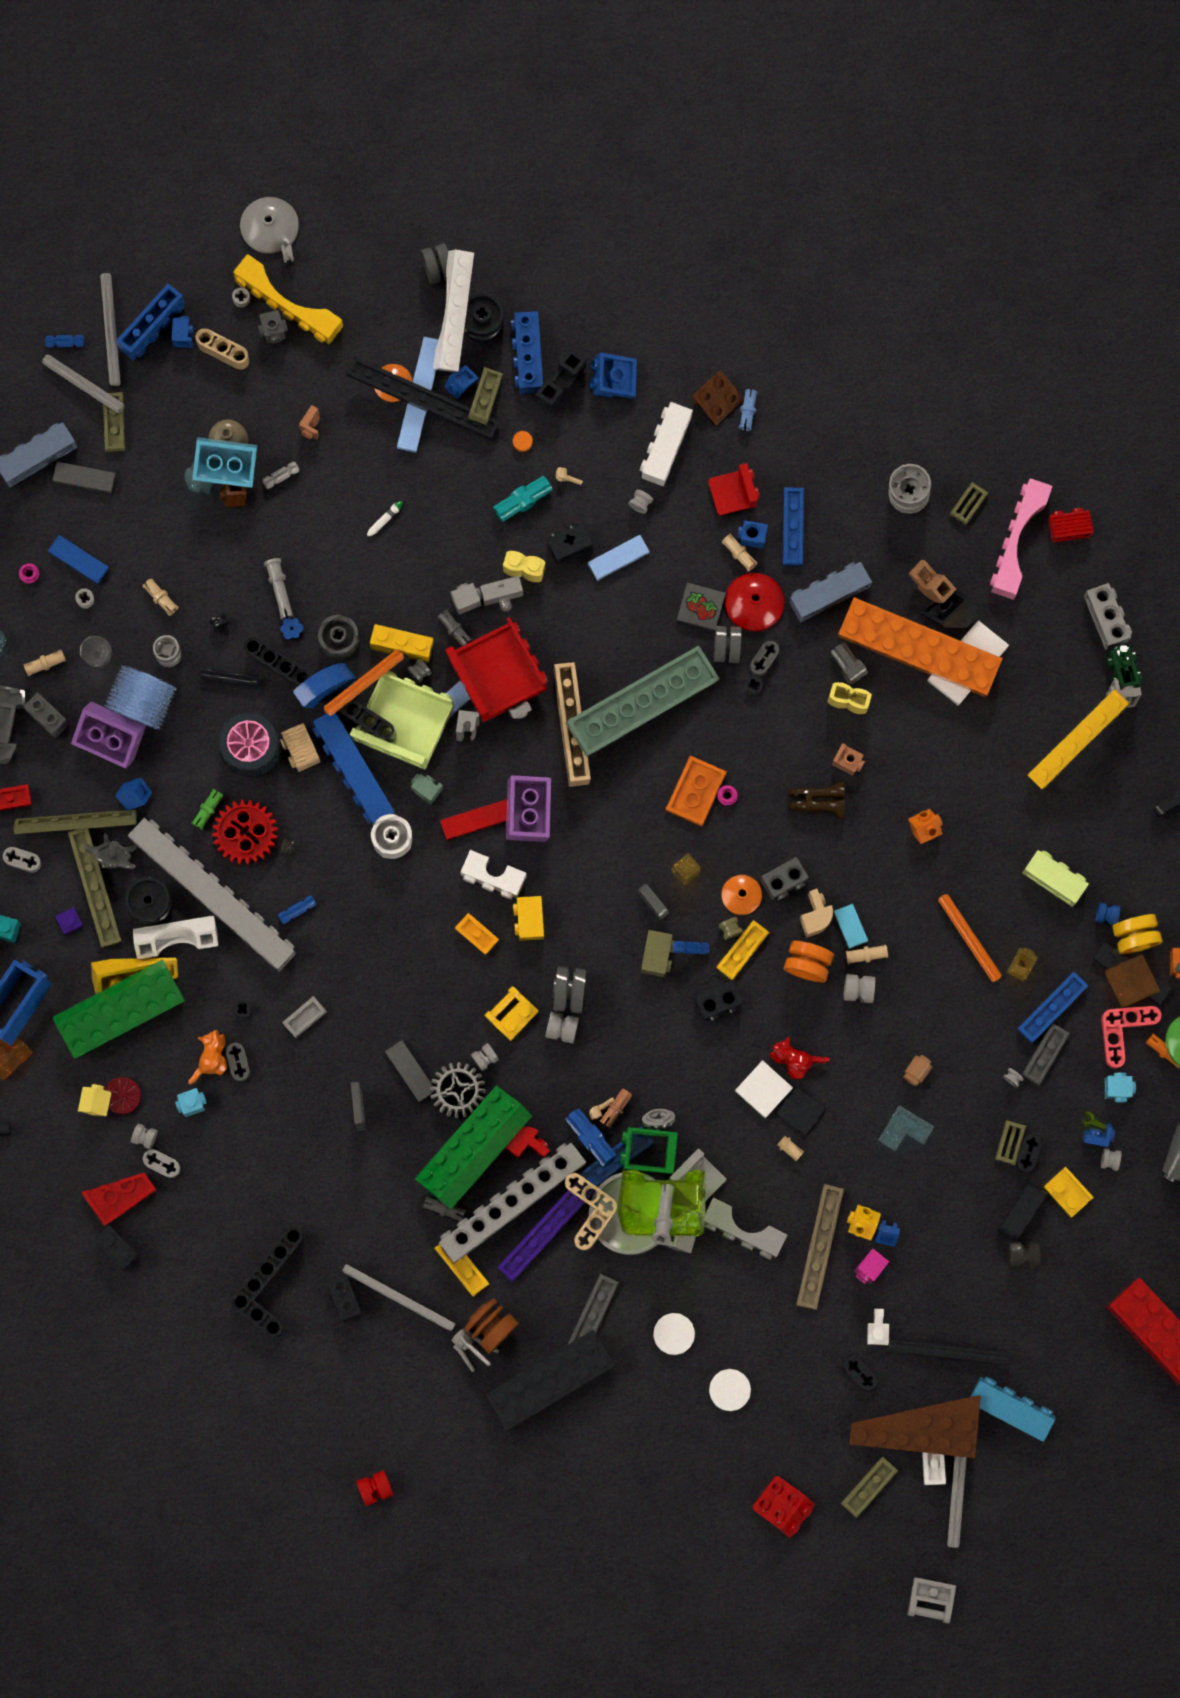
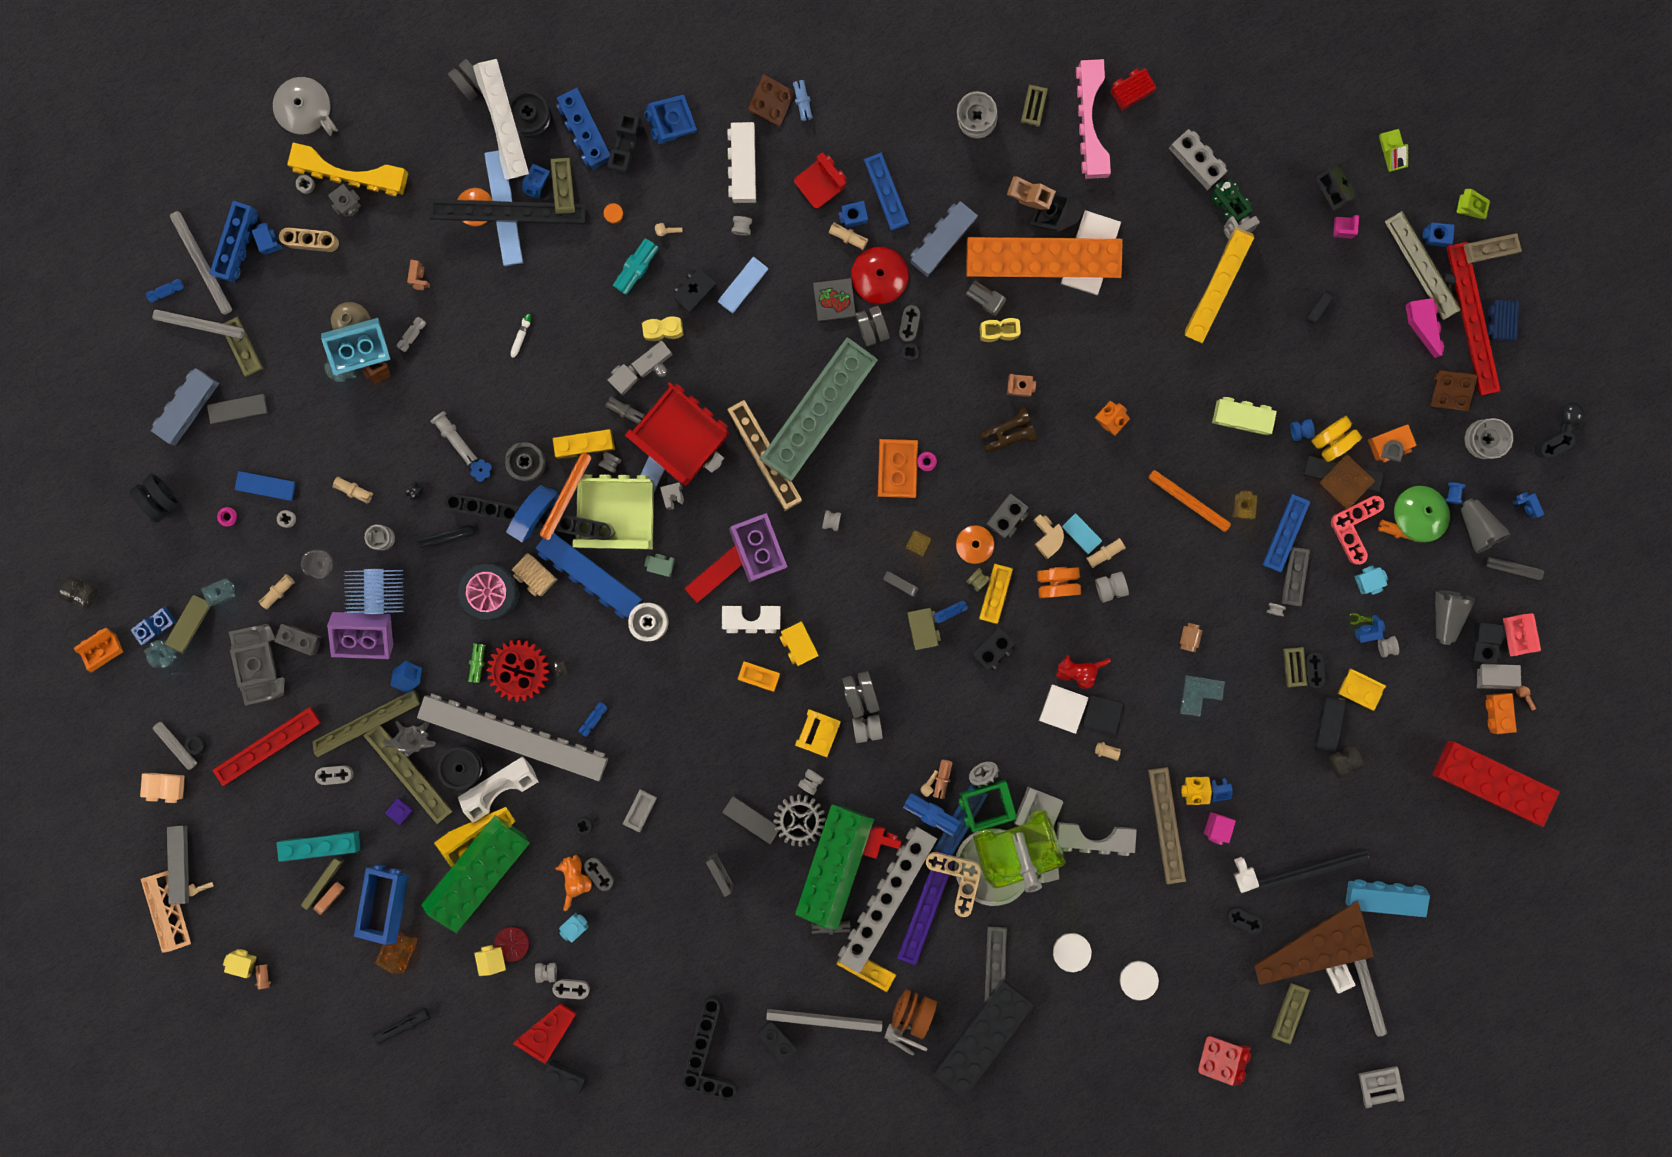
camera: 15 degrees left, 10 degrees up
(610, 813) = (831, 520): none -> light grey wheel

